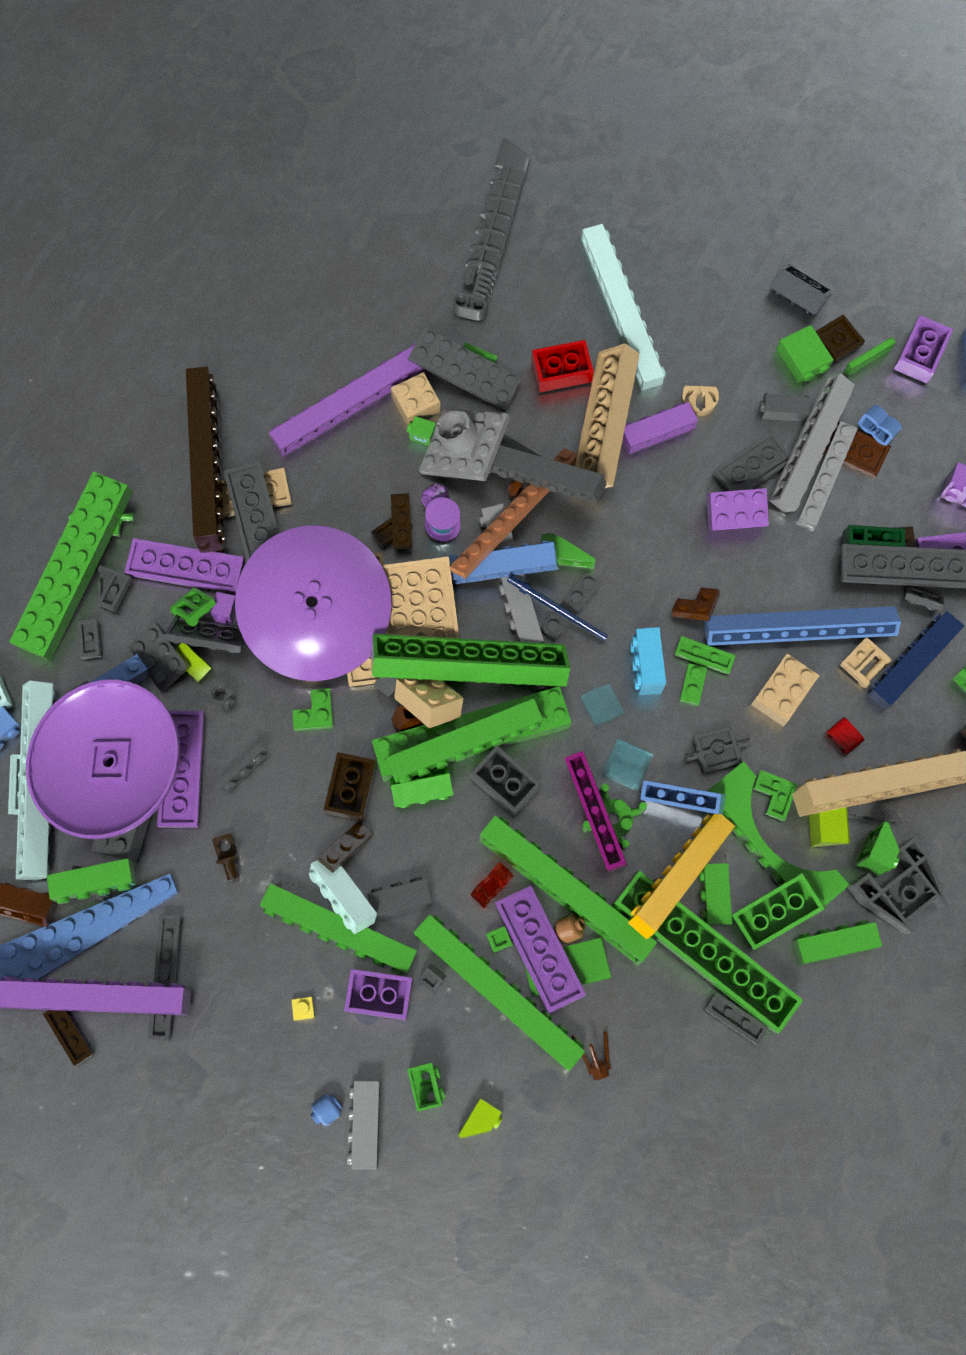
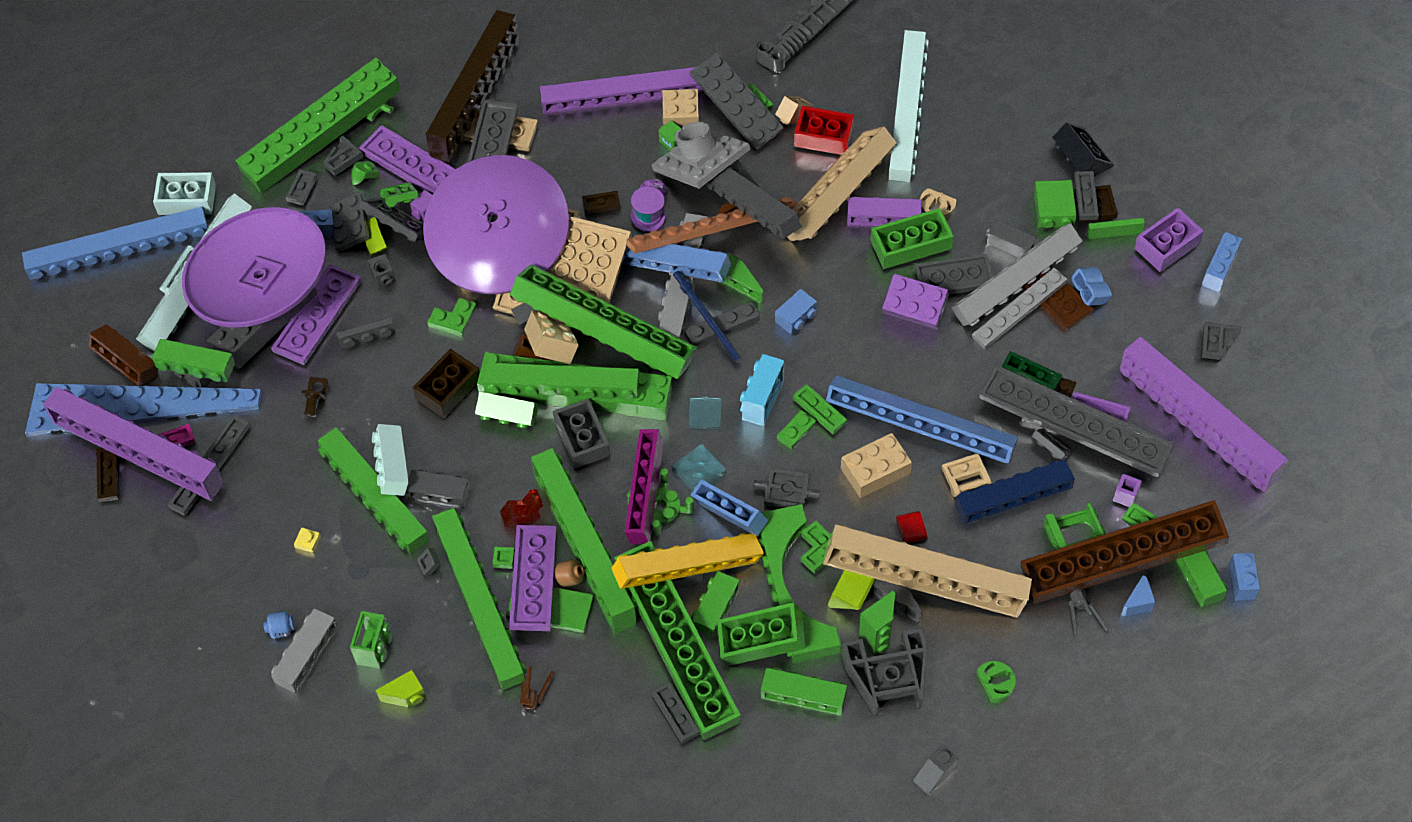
camera: 30 degrees right, 15 degrees down
(114, 965) = (181, 435): none -> dark pink plate
(142, 596) = (362, 171): none -> bright green plate
(345, 846) = (415, 426): dark brown plate -> none
(378, 994) = (375, 552): medium lavender brick -> none
(401, 521) = (611, 197): dark brown plate -> none
(520, 355) = (790, 109): none -> tan slope
(632, 565) = (796, 311): none -> medium blue brick
(697, 609) = (835, 368): reddish brown plate -> none
(699, 445) = (911, 238): none -> bright green brick
(831, 335) = (1086, 195): none -> dark grey plate

